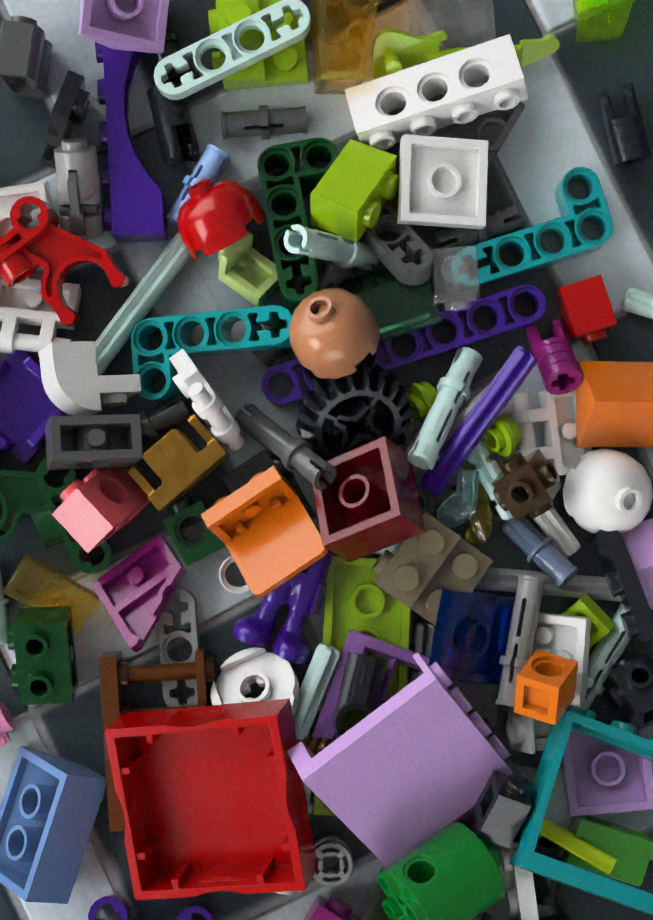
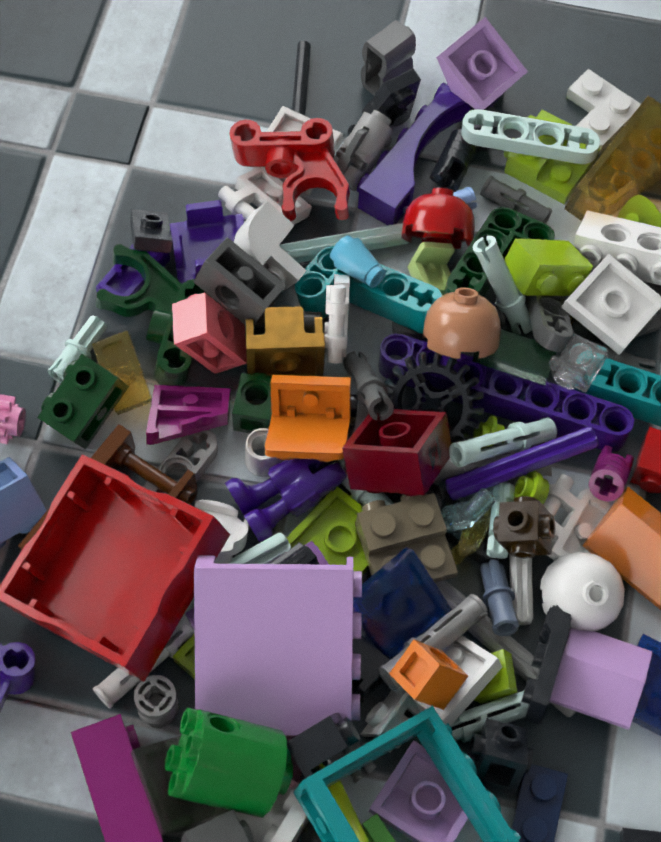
camera: 35 degrees right, 25 degrees down
(182, 333) = (356, 260): none -> medium azure cone

